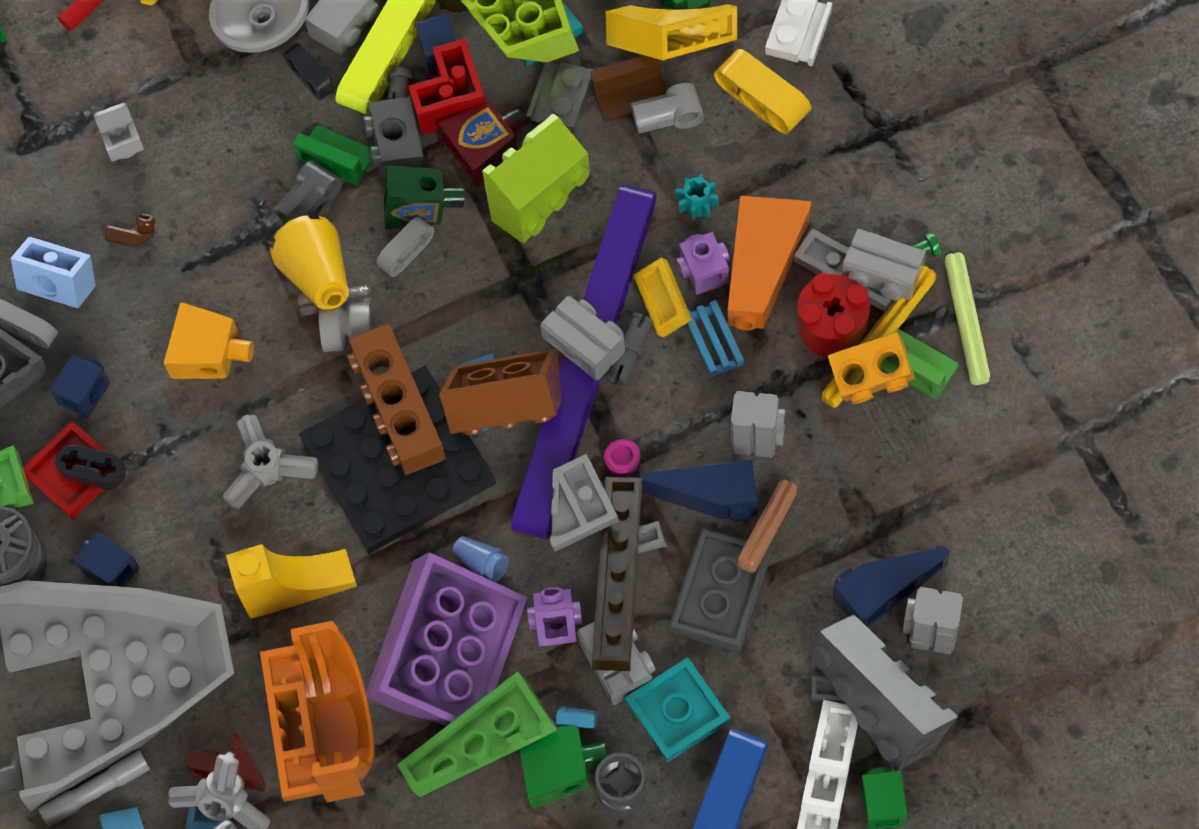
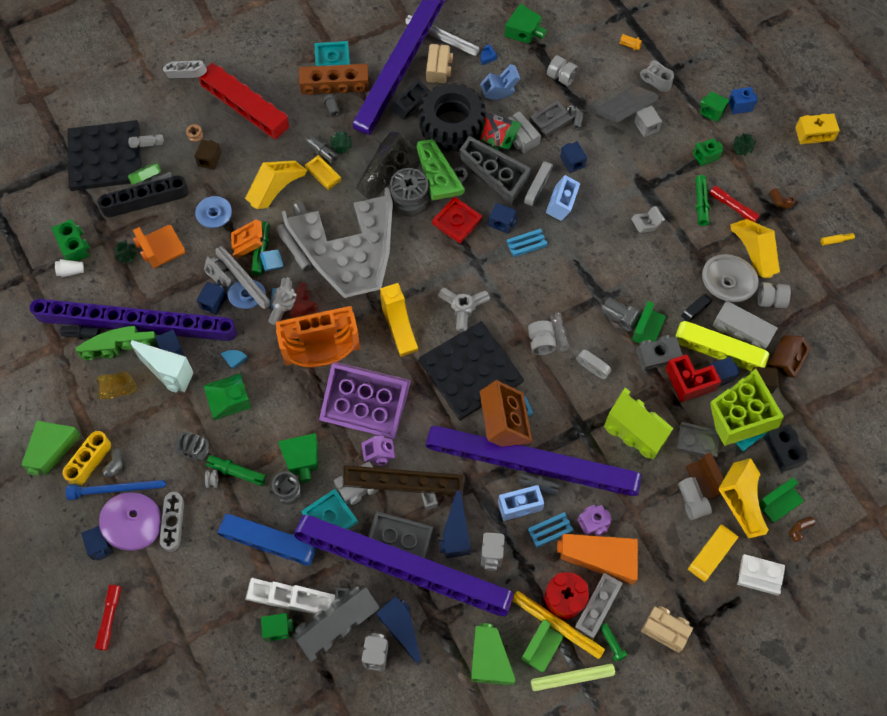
camera: 80 degrees right, 0 degrees up
(91, 459) = (451, 225): black beam -> none
(93, 42) = (702, 201): none -> green pin
(106, 561) = (407, 239): dark blue brick -> none
(130, 323) = (525, 240): none -> dark azure tile
(135, 235) = (591, 236): reddish brown arm -> none
(204, 345) = (528, 271): light orange torso -> none
(312, 260) = (575, 316): yellow cone -> none
(381, 349) = (473, 379): dark orange brick -> none
(399, 80) = (693, 354): dark grey pin -> none
(417, 193) = (622, 359): dark green torso -> none
(480, 137) = (664, 398): dark red torso -> none
(481, 558) = (413, 413): medium blue cone -> none
(484, 733) = (312, 417): bright green wing -> none
(577, 717) = (324, 465): dark azure tile -> none
(578, 503) = (441, 457): light grey wing -> none
(583, 336) = (537, 454): light grey brick -> none
(622, 458) = (475, 484): dark pink tile -> none
(662, 297) = (573, 500): yellow tile -> none
(667, 376) = (520, 502): none -> light blue brick
(697, 197) = (636, 512): teal gear -> none
(767, 526) = (413, 549): nougat axle -> none
(773, 580) = (404, 565): none -> dark purple beam
(870, 358) = (530, 614): light orange brick -> none
(884, 265) = (597, 622): light grey brick -> none
(889, 170) = (667, 629): none -> tan brick
(936, 442) = (490, 658): none -> bright green slope

